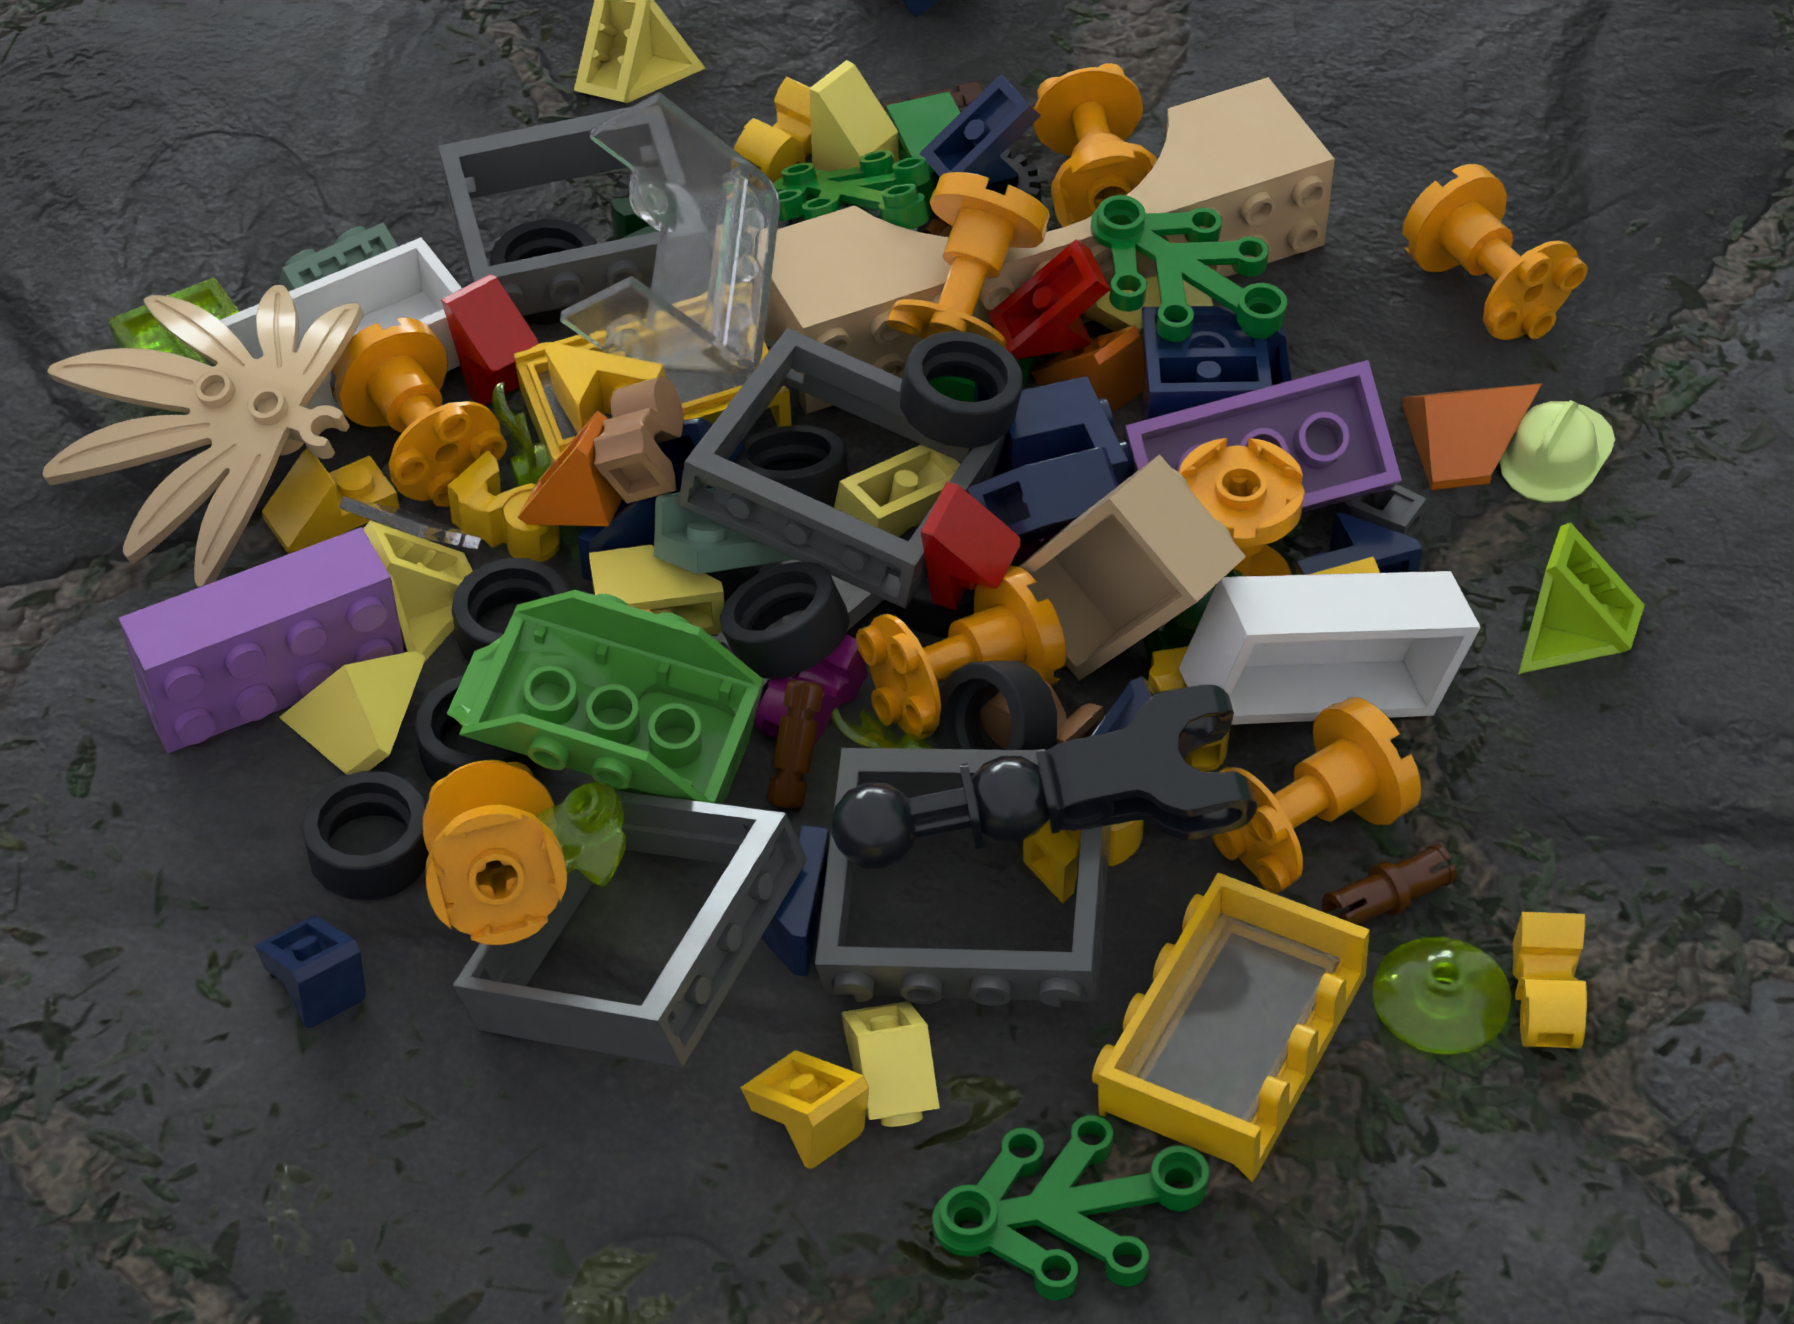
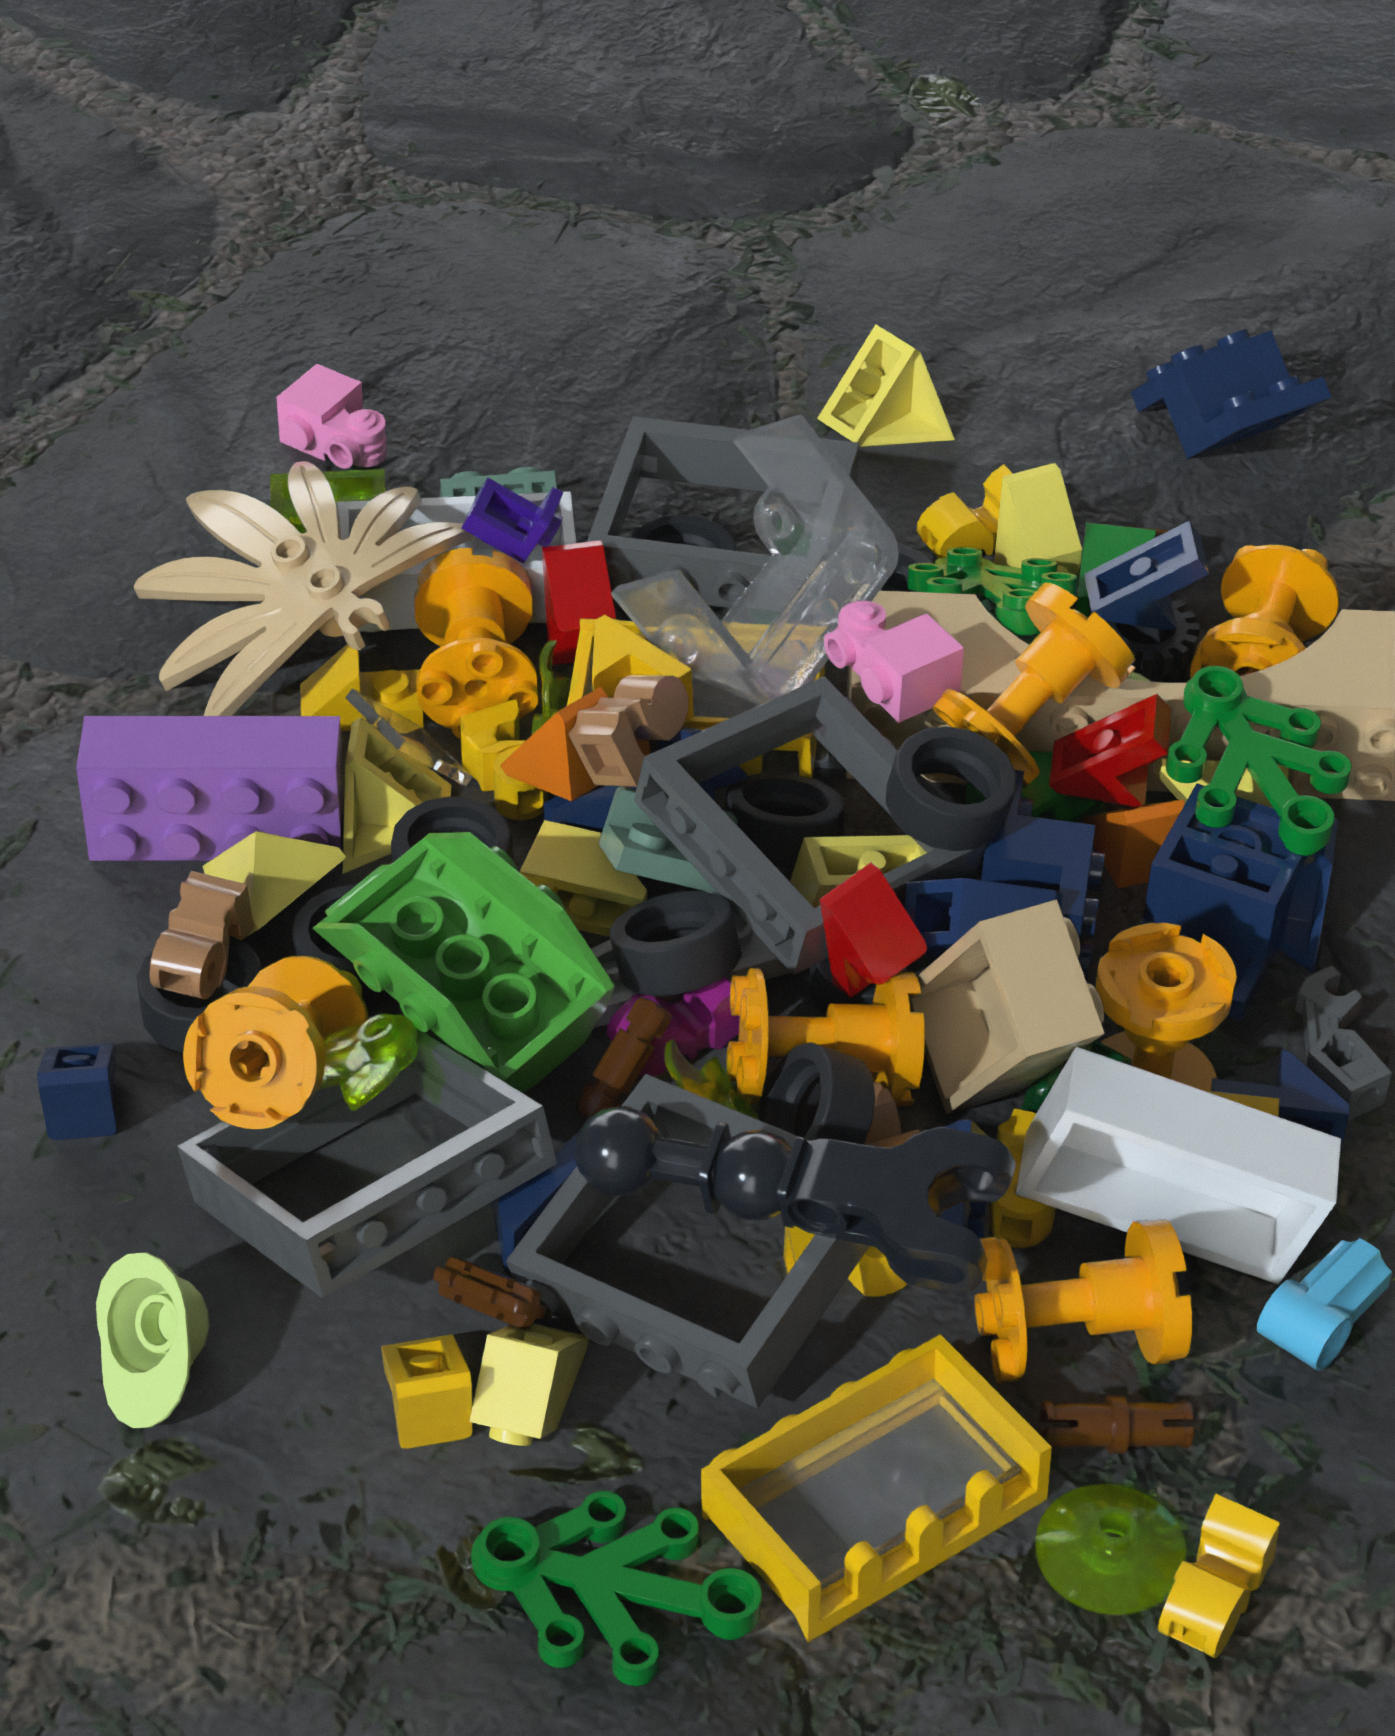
camera: 25 degrees right, 5 degrees down
(120, 249) = (327, 420): none -> bright pink brick
(355, 781) = (195, 948): none -> medium nougat leg
(398, 285) = (512, 521): none -> dark purple bracket
(536, 1173) = (148, 1337): none -> yellowish green piece
(809, 999) = (489, 1293): none -> reddish brown axle
(844, 296) = (900, 666): none -> bright pink brick
(1322, 420) = (1294, 958): medium lavender brick -> none
(1488, 723) = (1319, 1312): none -> medium azure piece

